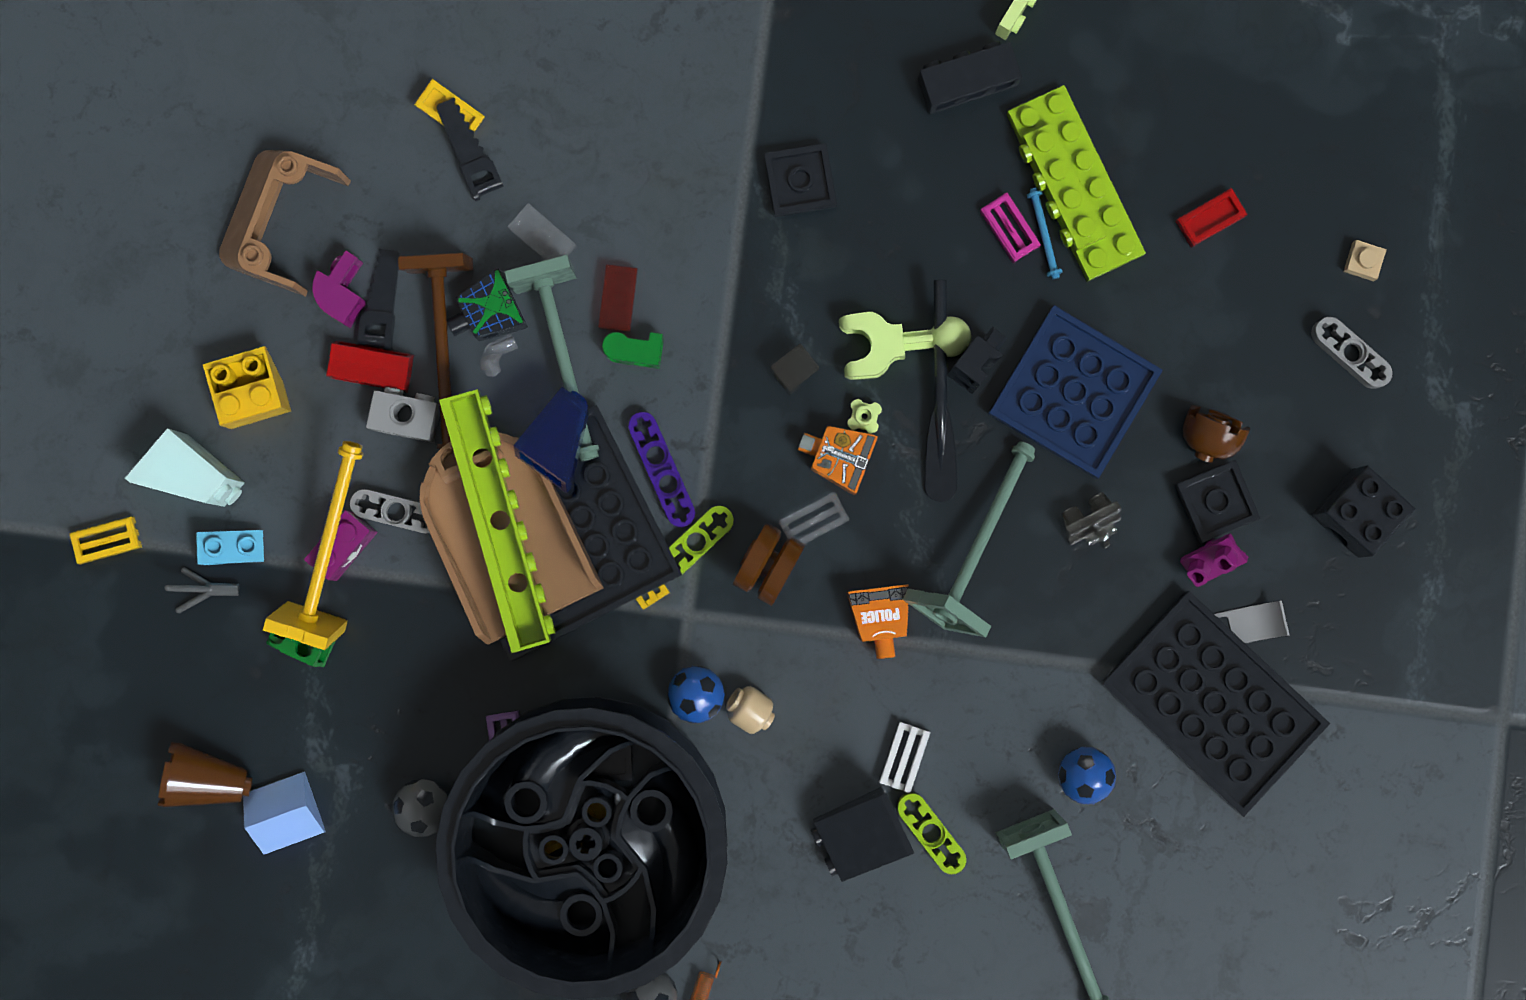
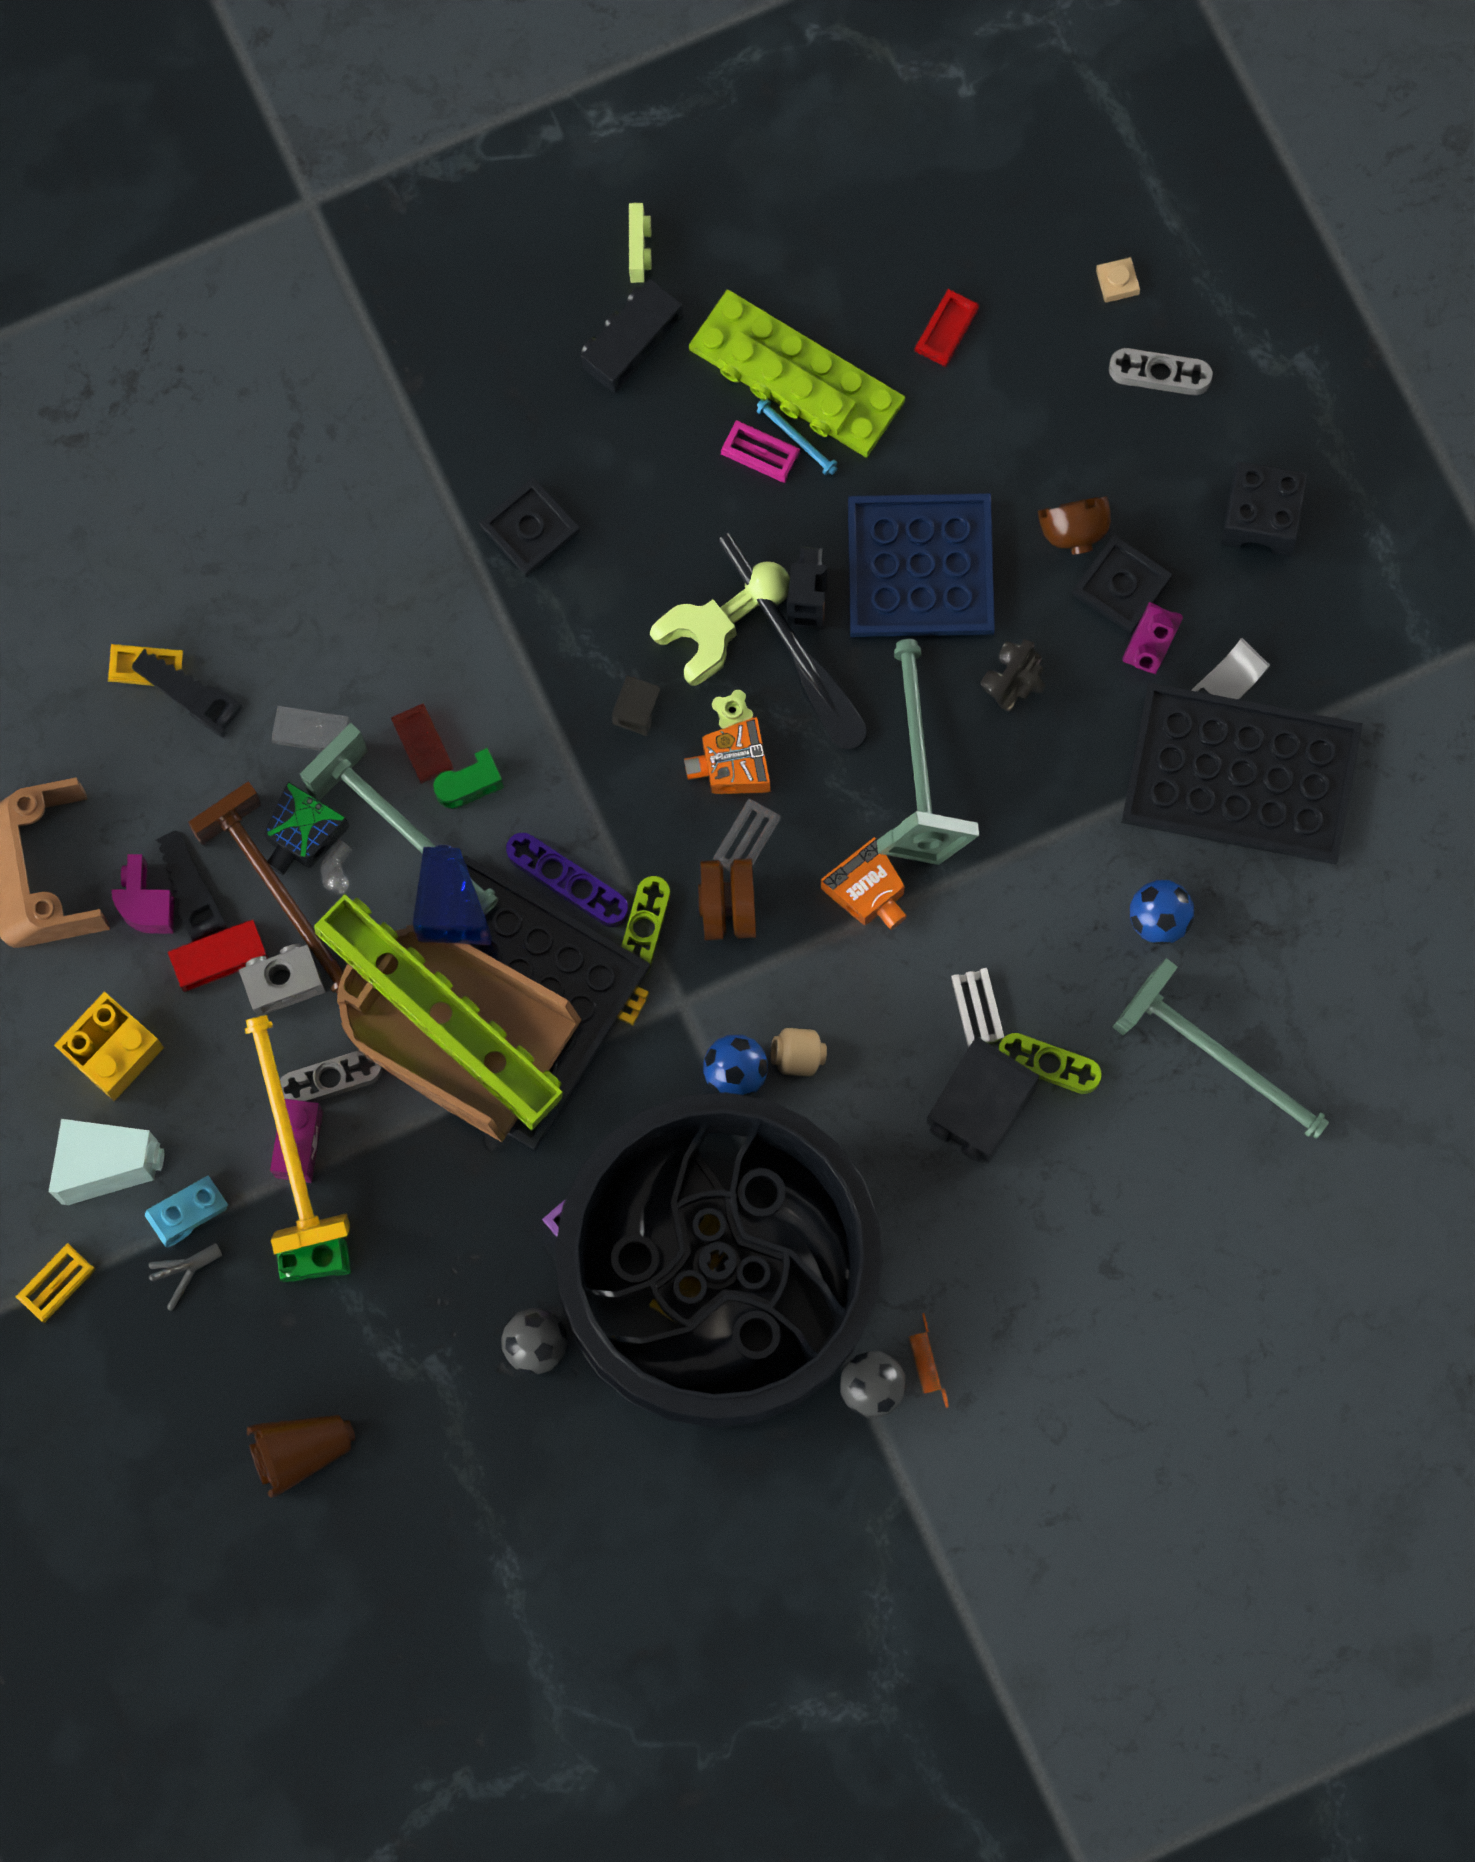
camera: 25 degrees left, 10 degrees down
(282, 813) = (400, 1438): light blue slope -> none

